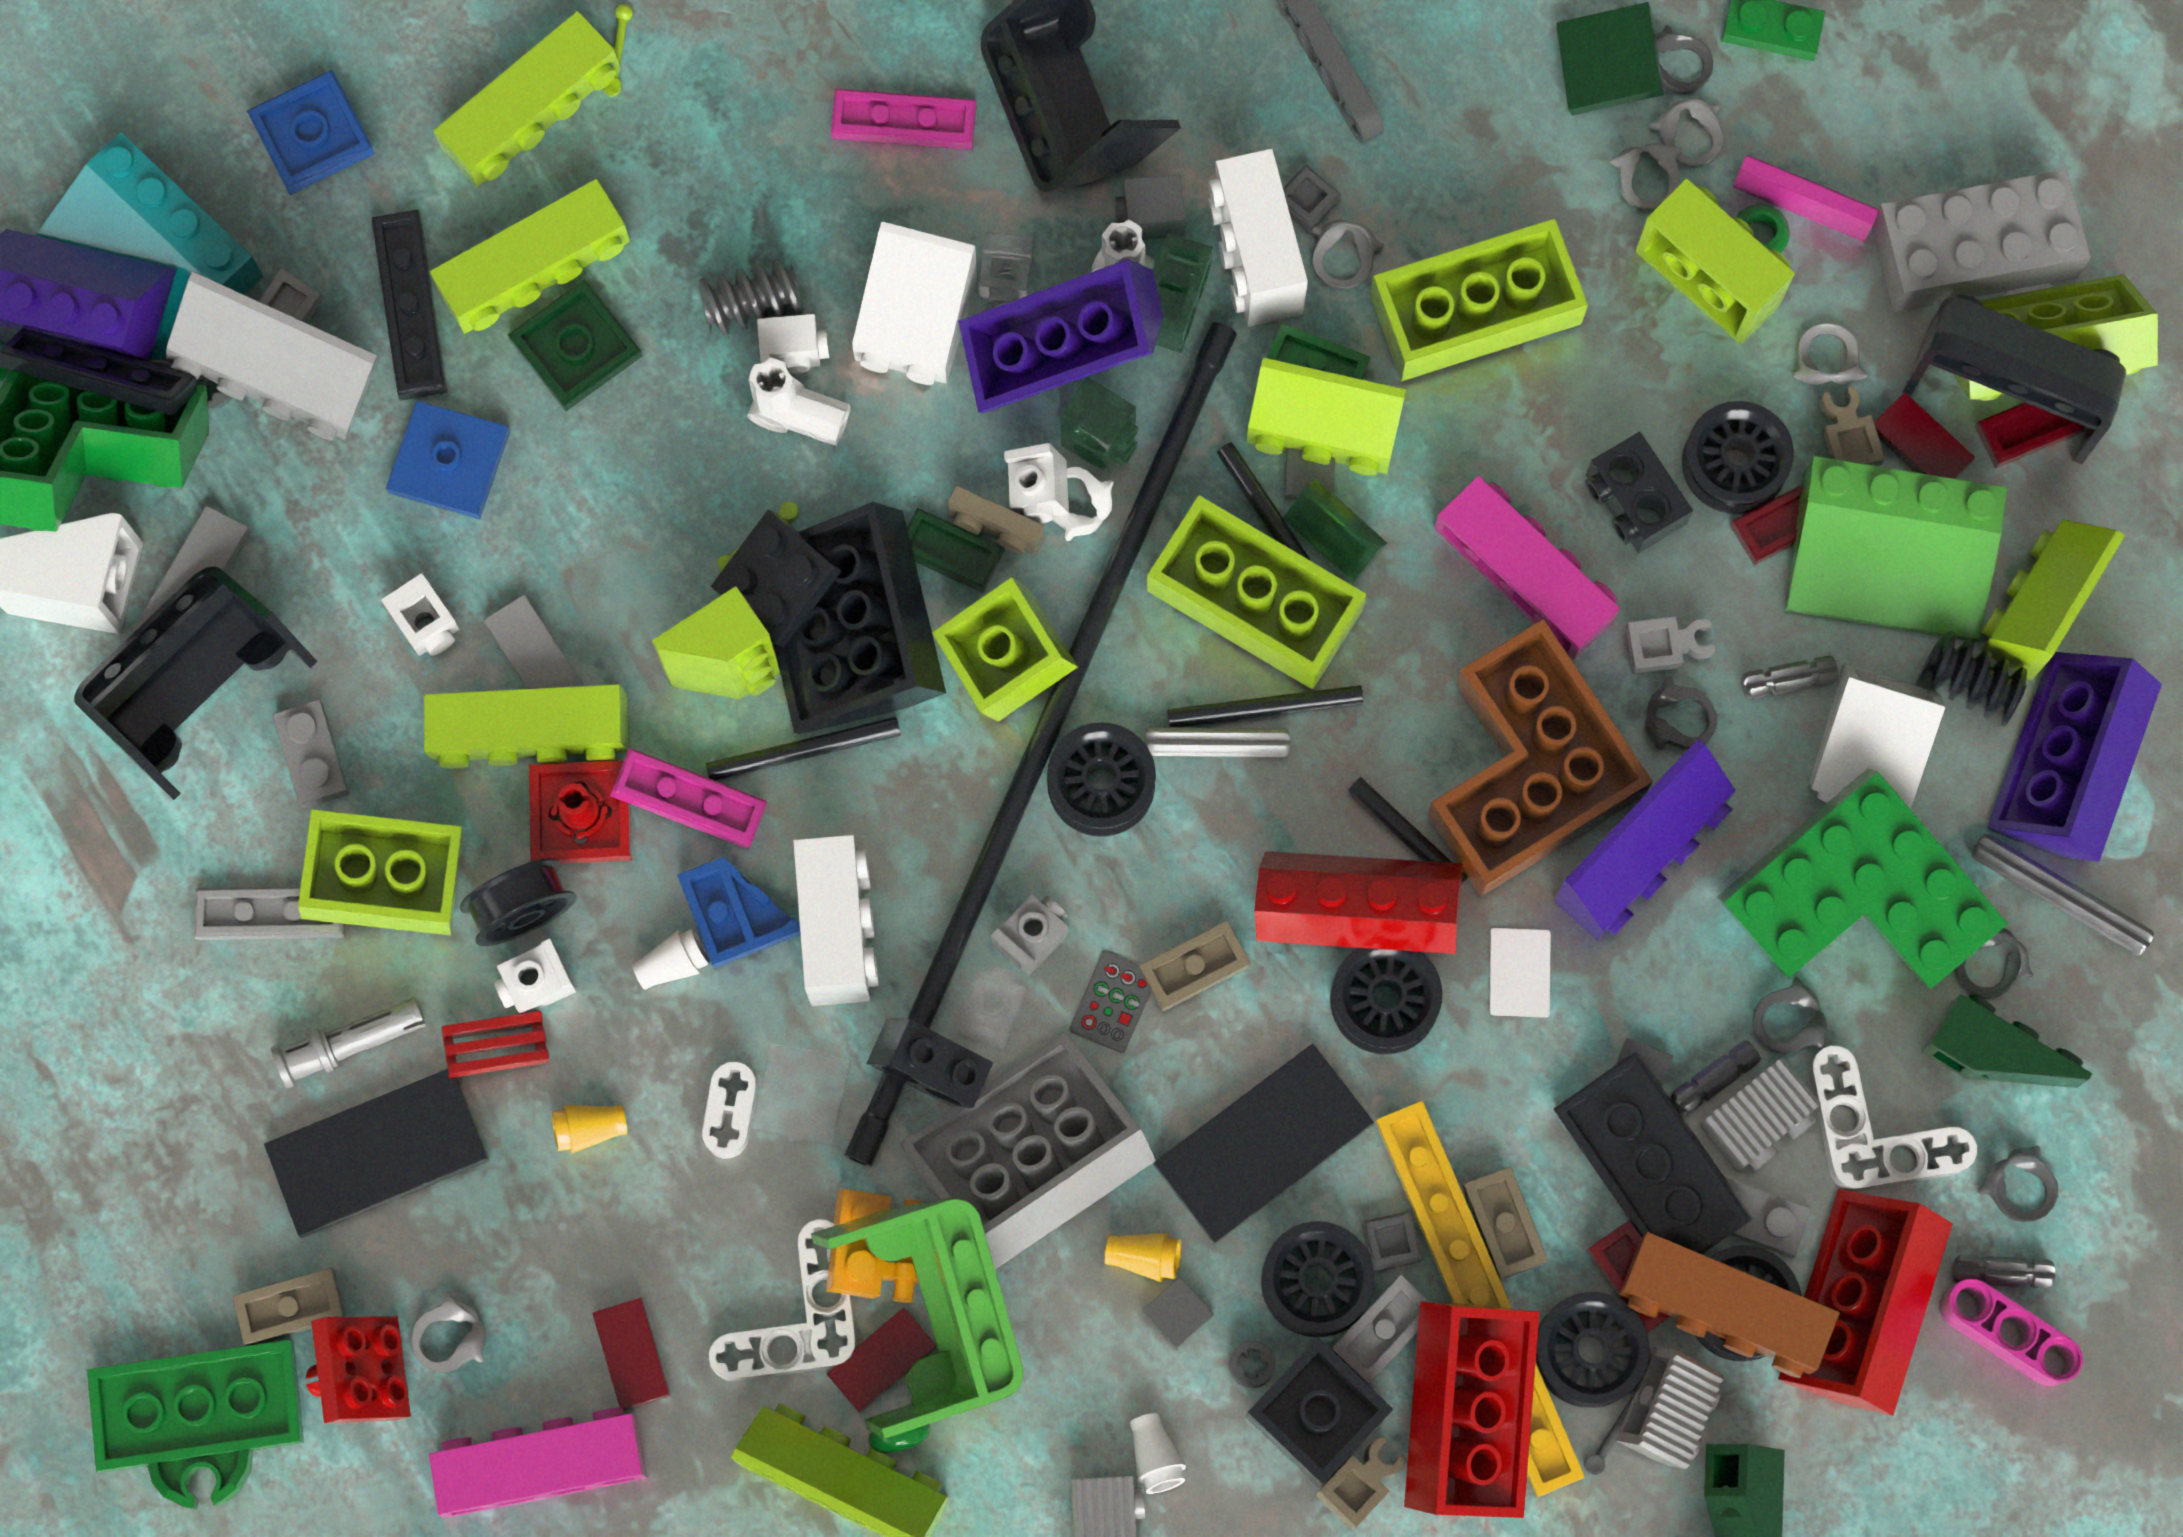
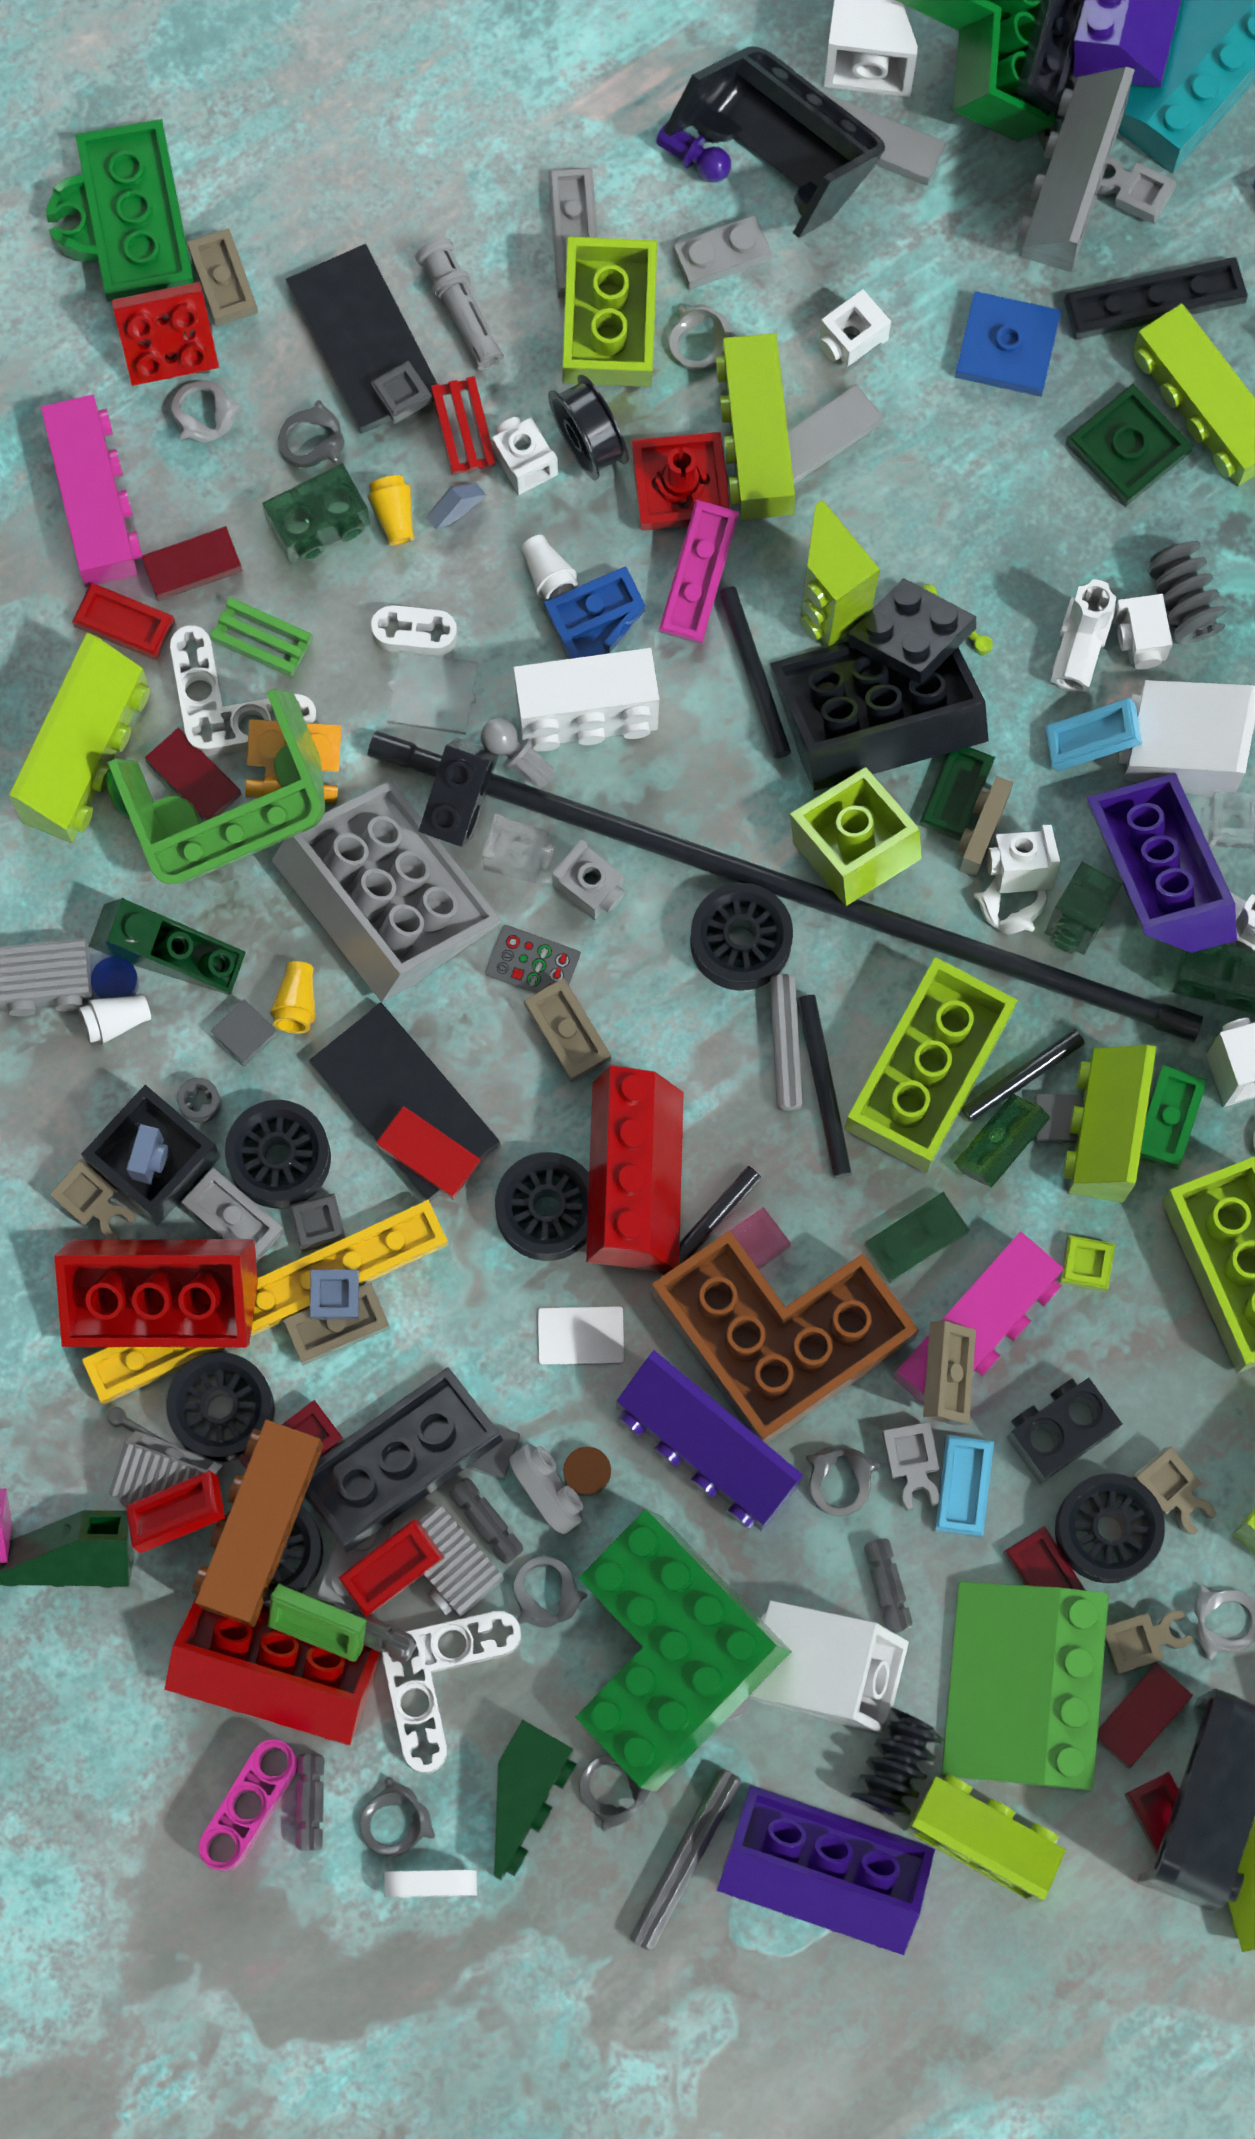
camera: 85 degrees right, 0 degrees up
(204, 756) = (712, 163): none -> dark purple axle
(387, 795) = (688, 320): none -> light grey piece
(450, 1109) = (401, 392): none -> dark grey tile
(510, 1198) = (325, 450): none -> dark grey piece
(578, 1214) = (309, 504): none -> clear green brick
(587, 1058) = (455, 504): none -> sand blue tile
(693, 1434) = (123, 621): none -> red tile
(745, 1241) = (227, 620): none -> bright green tile
(874, 1013) = (501, 738): none -> light grey axle
(904, 403) = (1093, 734): none -> medium azure tile
(1079, 1394) = (166, 946): none -> dark green slope
(1111, 1453) = (114, 978): none -> clear blue tile
(1325, 1116) = (428, 1152): none -> red tile
(1334, 1405) = (147, 1154): none -> sand blue plate
(1424, 782) = (761, 1238): none -> clear pink tile
(1430, 625) = (916, 1237): none -> clear green plate
(1462, 457) = (1087, 1263): none -> lime tile
(1479, 1220) = (334, 1295): none -> sand blue tile
(1590, 591) = (949, 1373): none -> dark tan plate
(1666, 971) = (587, 1471): none -> reddish brown tile
(1675, 1018) = (554, 1500): none -> light grey plate
(1689, 596) = (964, 1486): none -> medium azure tile
(1695, 393) = (1173, 1486): none -> dark tan plate
(1716, 1391) = (175, 1512): none -> red tile
(1773, 1170) = (391, 1567): none -> red tile
(1829, 1250) = (316, 1623): none -> bright green tile
(1835, 1198) = (382, 1637): none -> flat silver axle
(2089, 1149) = (430, 1883): none -> white beam

